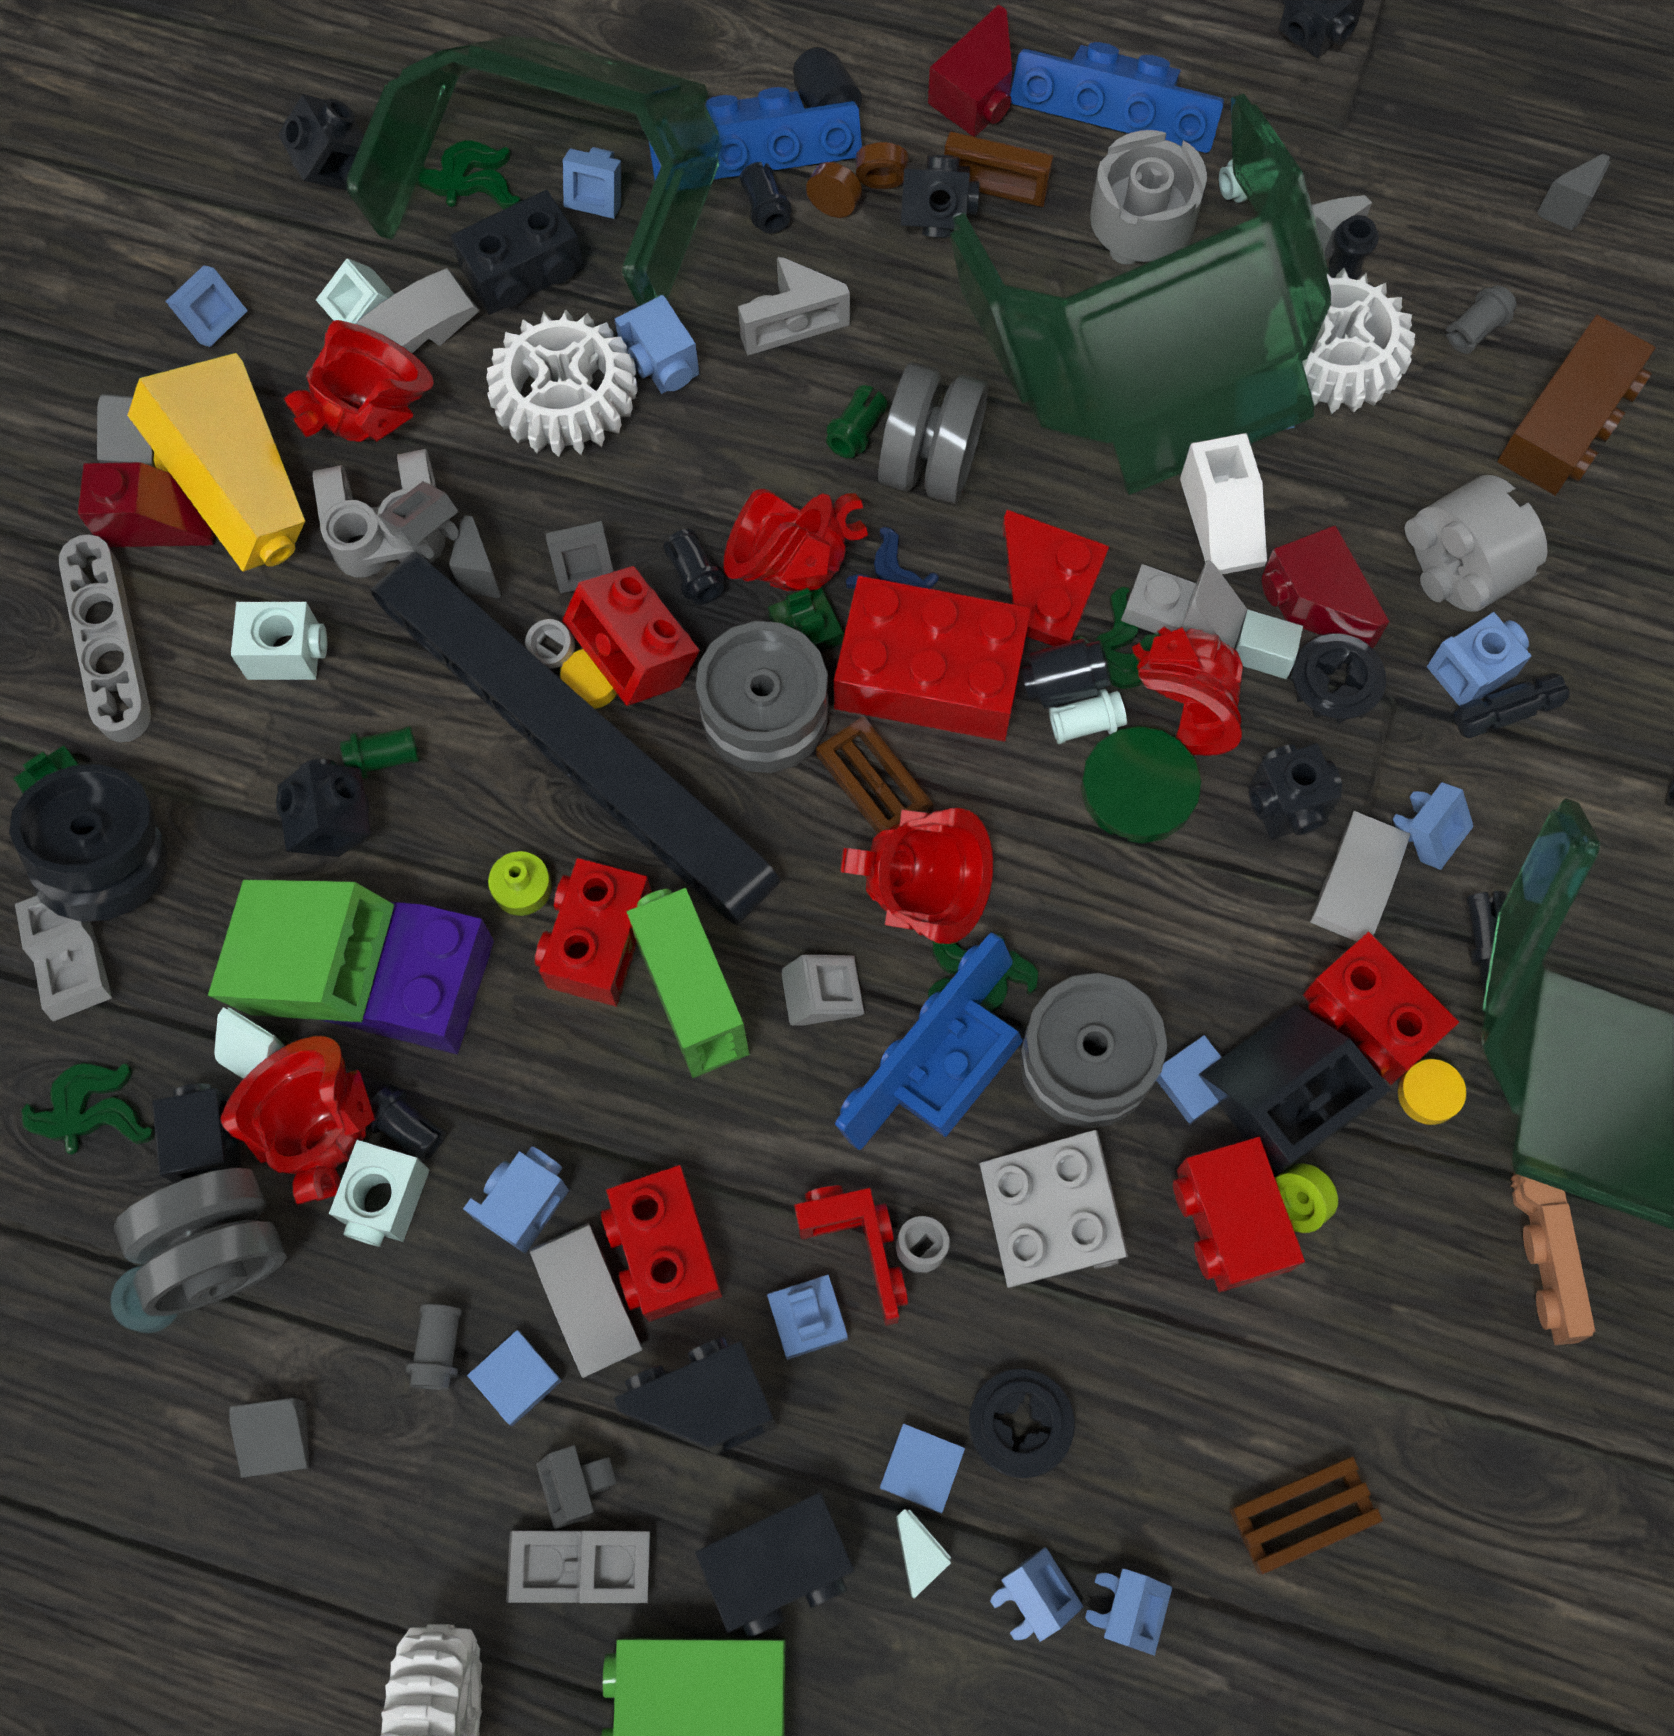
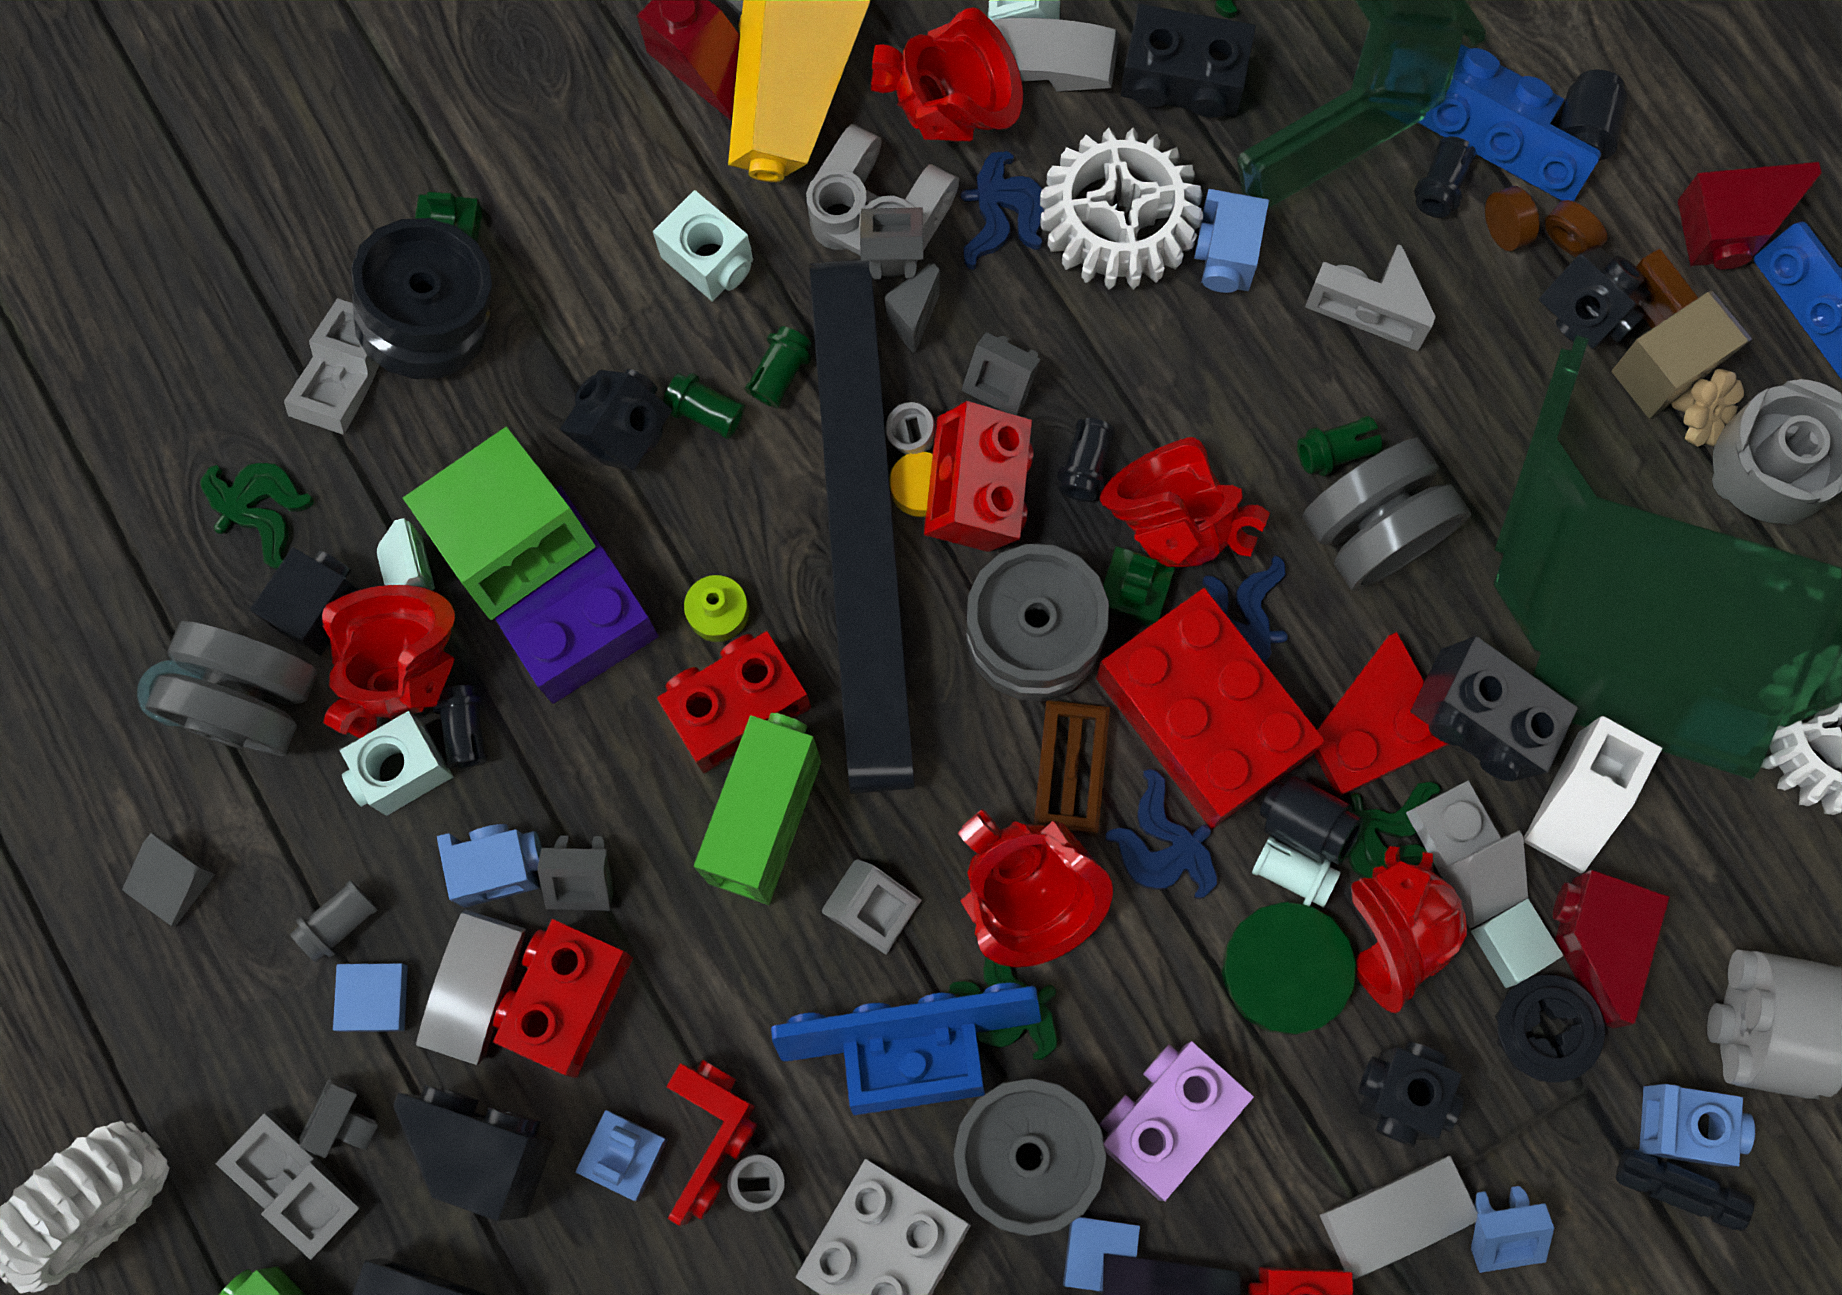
camera: 45 degrees right, 5 degrees up
(111, 635) = (574, 129): light grey beam -> none
(409, 671) = (779, 366): none -> dark green pin
(461, 444) = (1014, 193): none -> dark blue piece
(592, 182) = (1307, 45): medium blue tile -> none
(593, 1151) = (576, 876): none -> dark grey tile
(998, 790) = (1164, 867): none -> dark blue piece
(1023, 188) = (1679, 353): none -> dark tan slope
(1069, 210) = (1709, 406): none -> tan plant
(1117, 502) = (1493, 710): none -> black brick
(1162, 940) = (1173, 1118): none -> lavender brick

